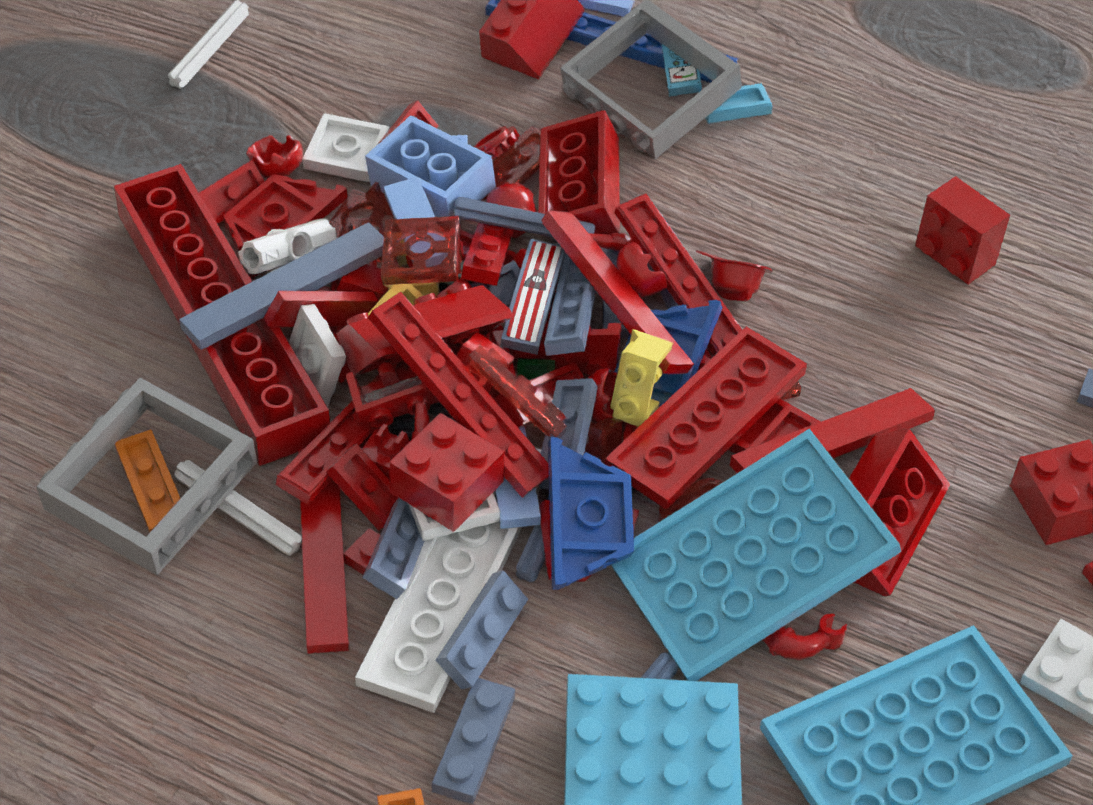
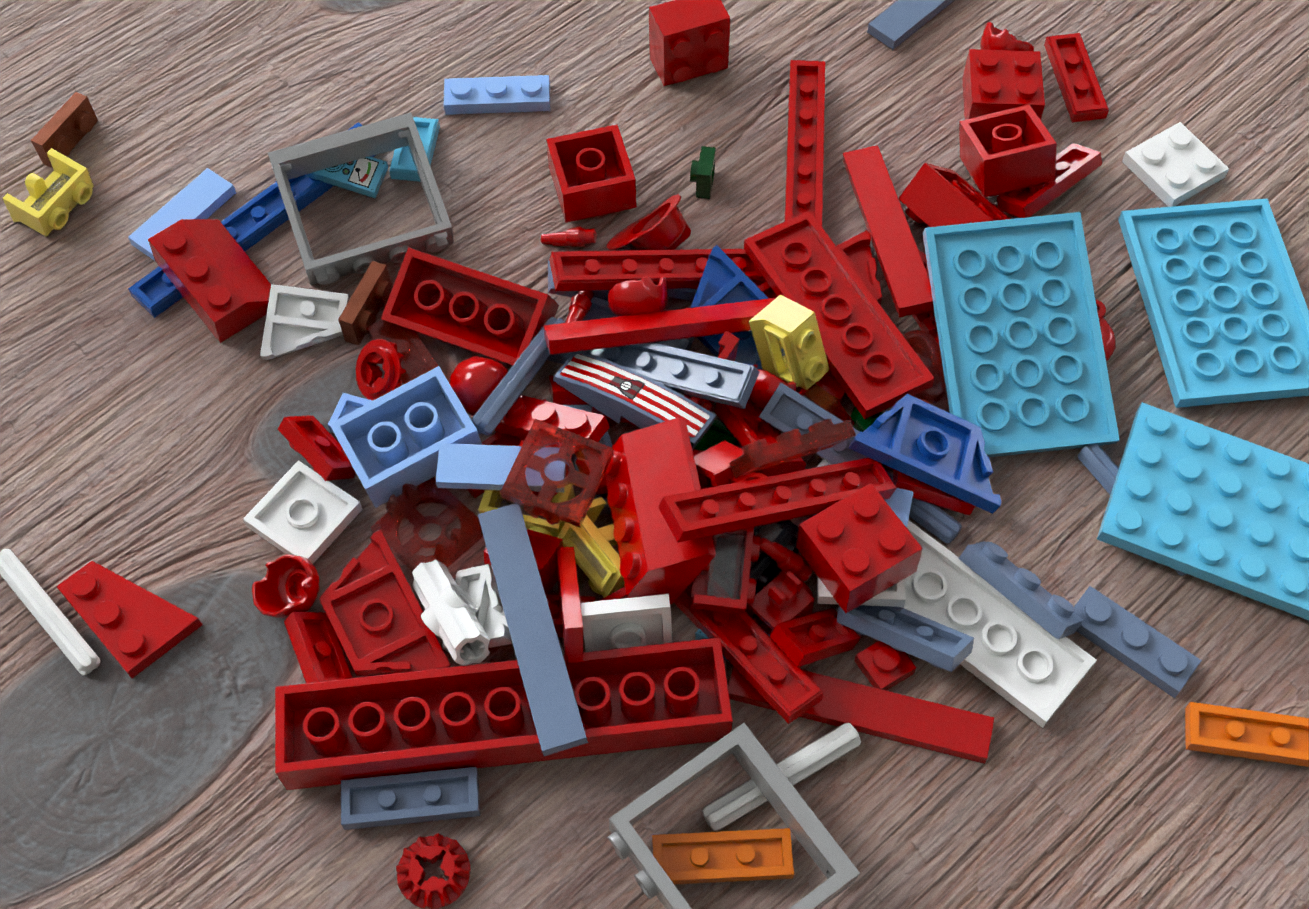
camera: 65 degrees left, 10 degrees up
(88, 326) = (435, 892): none -> red gear
(134, 283) = (410, 798): none -> sand blue plate
(221, 86) = (126, 617): none -> red wing
(520, 88) = (300, 319): none -> white wing
(551, 112) = (365, 303): none -> copper plate
(701, 228) = (571, 238): none -> red piece
(766, 211) = (591, 173): none -> red brick
(822, 292) = (703, 172): none -> dark green plate
(826, 136) = (496, 94): none -> light blue plate
(903, 357) = (805, 139): none -> red plate
(978, 559) = (1071, 166): none -> red plate
(980, 502) = (1007, 150): none -> red brick

